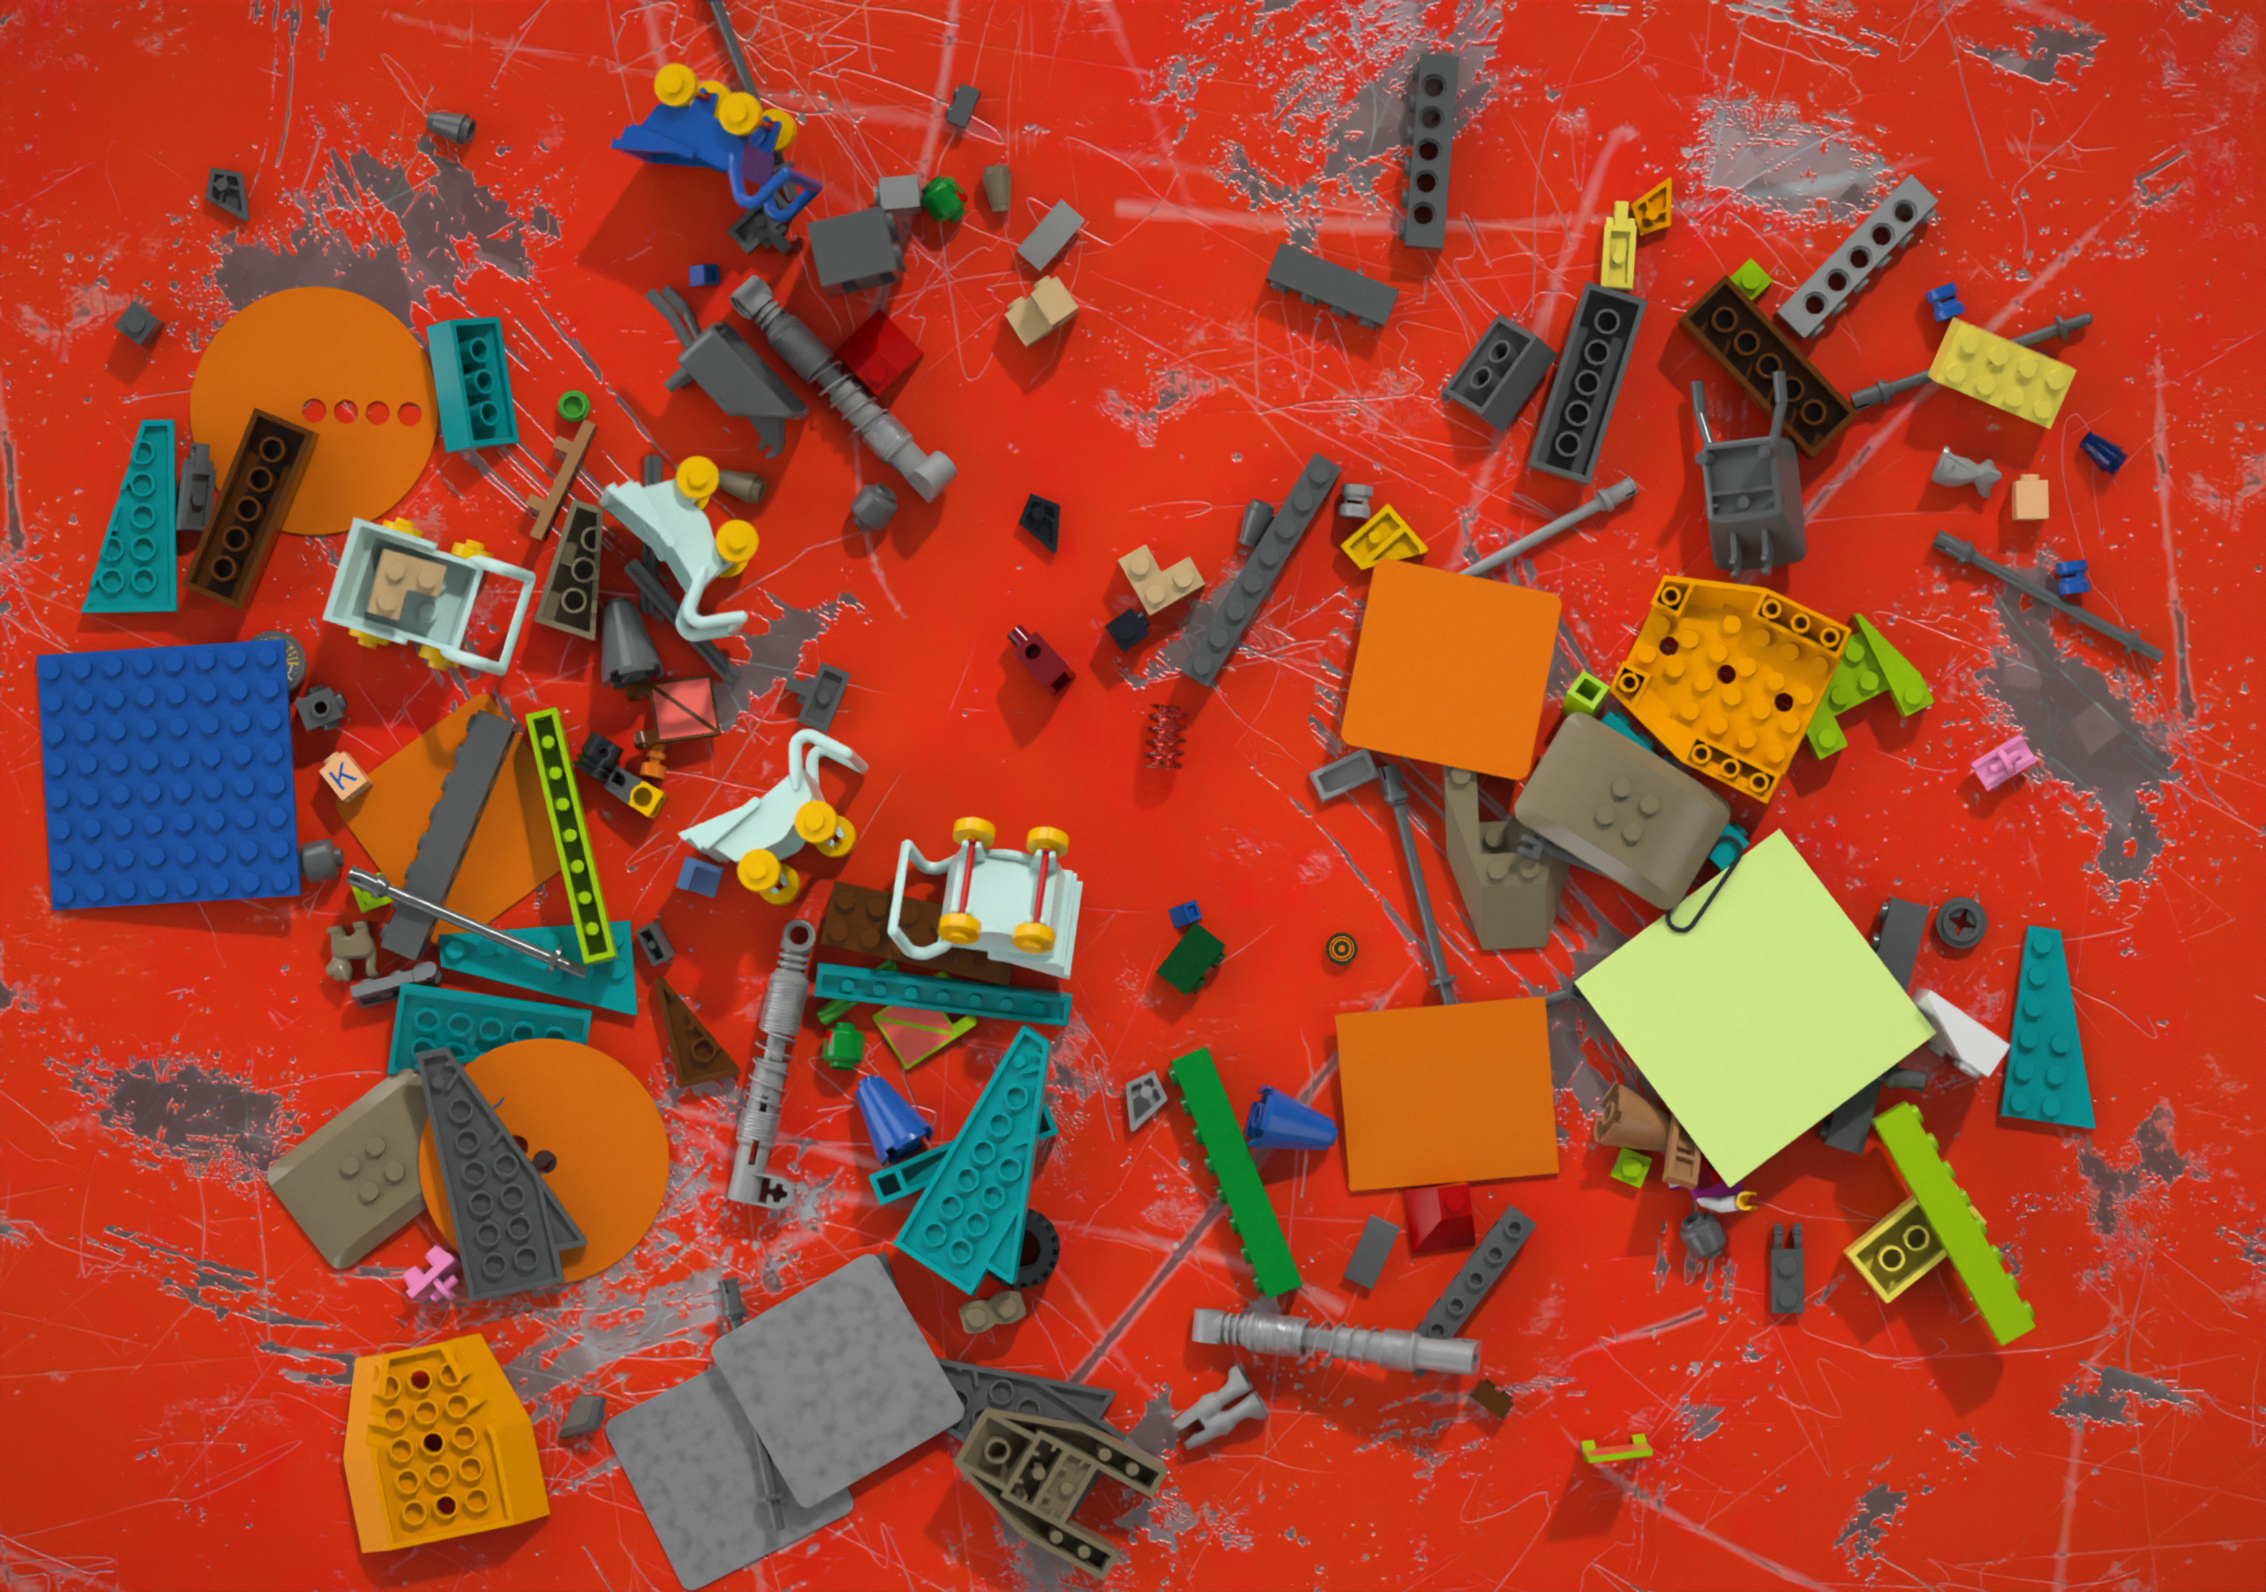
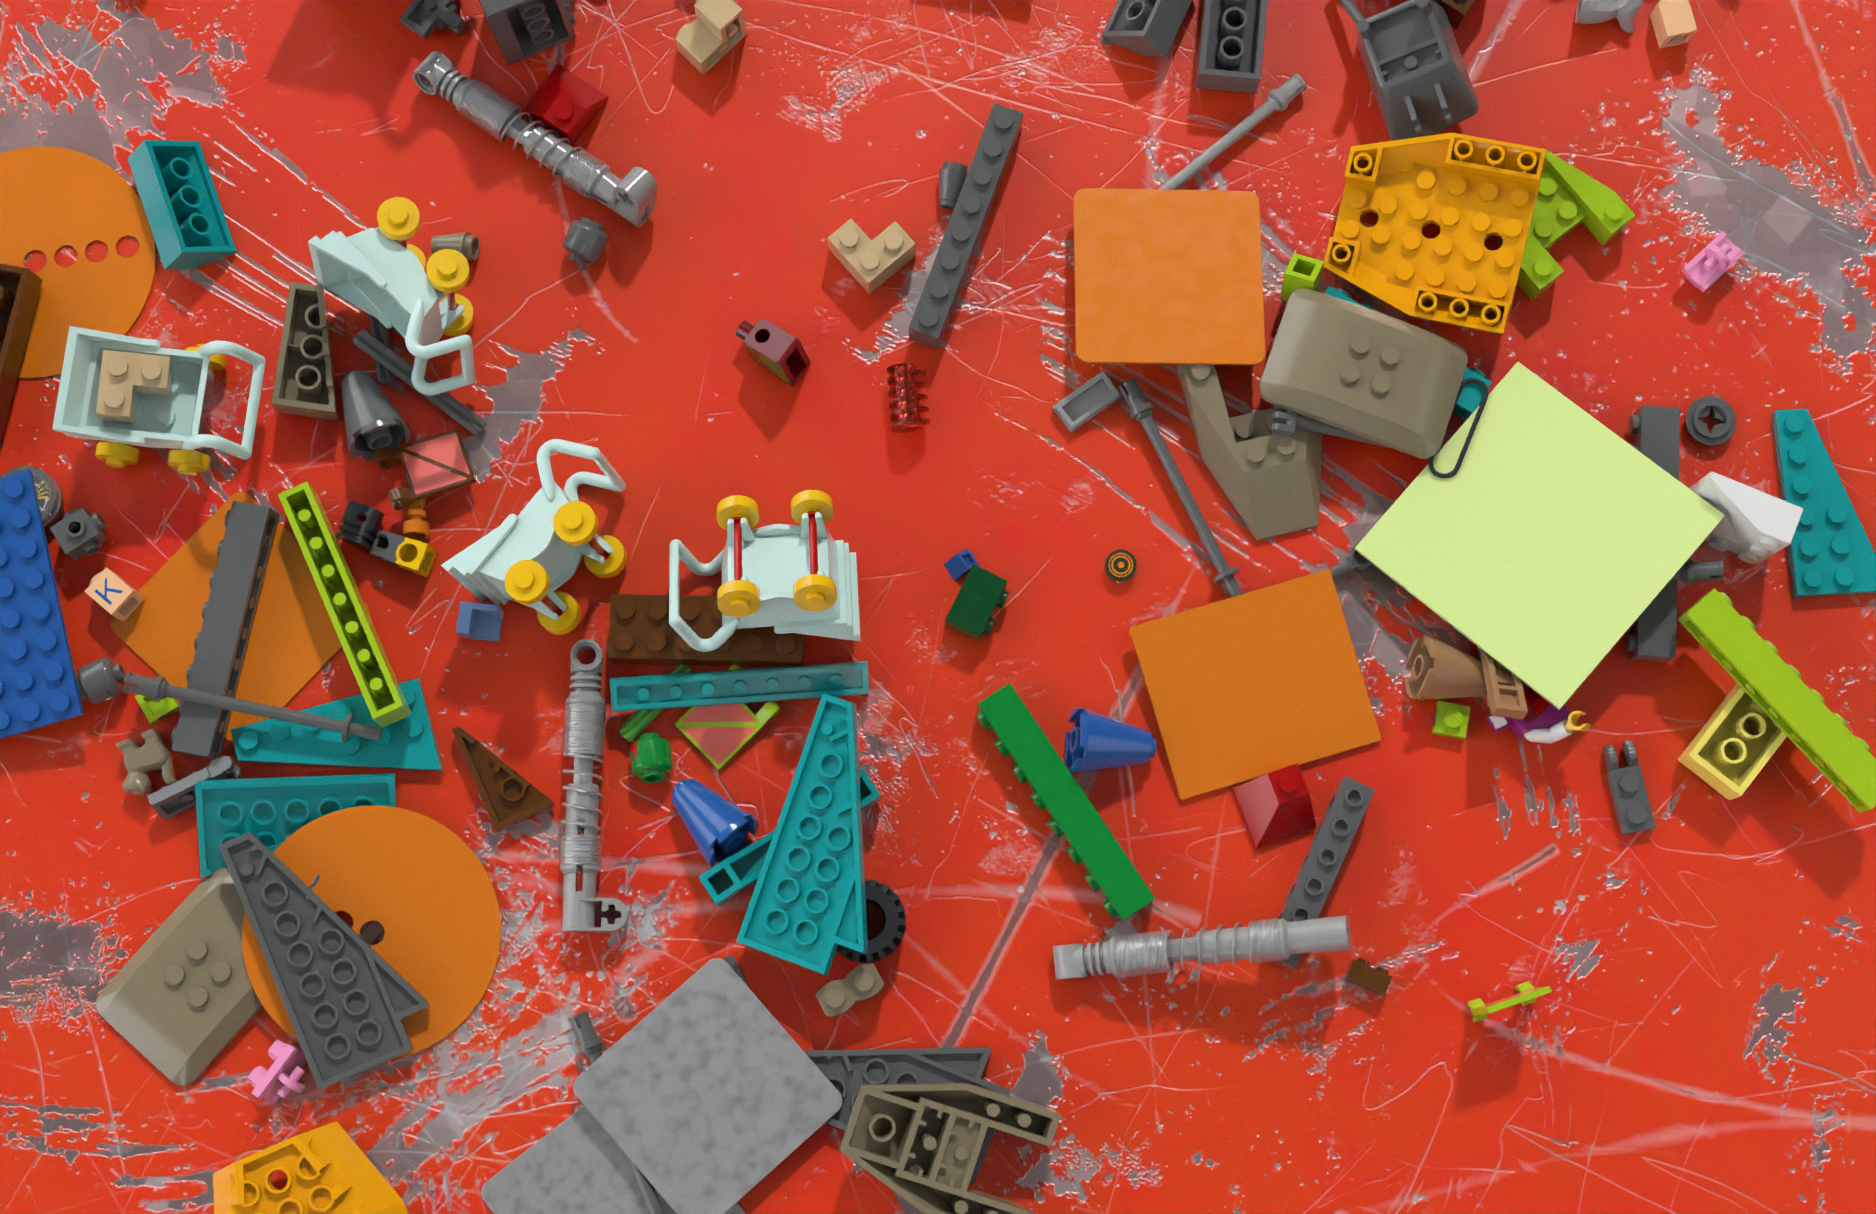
camera: 10 degrees left, 10 degrees down
(574, 406) = (282, 207): bright green plate -> none
(575, 454) = (290, 250): medium nougat hinge -> none
(584, 1416) = (456, 1185): dark grey piece -> none
(655, 942) = (446, 694): dark grey piece -> none
(703, 275) = (387, 66): blue piece -> none
(729, 372) = (422, 138): dark grey piece -> none
(819, 695) = (566, 422): dark grey hinge -> none
(1042, 520) = (748, 224): black piece -> none
(1128, 629) = (851, 304): black brick -> none
(1143, 1098) = (958, 749): light grey piece -> none
(1219, 1422) = (1088, 1046): light grey piece -> none
(1356, 493) = (1042, 144): light grey wheel -> none
(1371, 1251) = (1215, 854): dark grey slope -> none
(1381, 538) = (1073, 172): yellow wing -> none
(1703, 1235) = (1538, 770): dark grey head -> none
(1965, 553) = (1626, 82): dark grey bar -> none
(2073, 584) = (1731, 83): blue wheel -> none

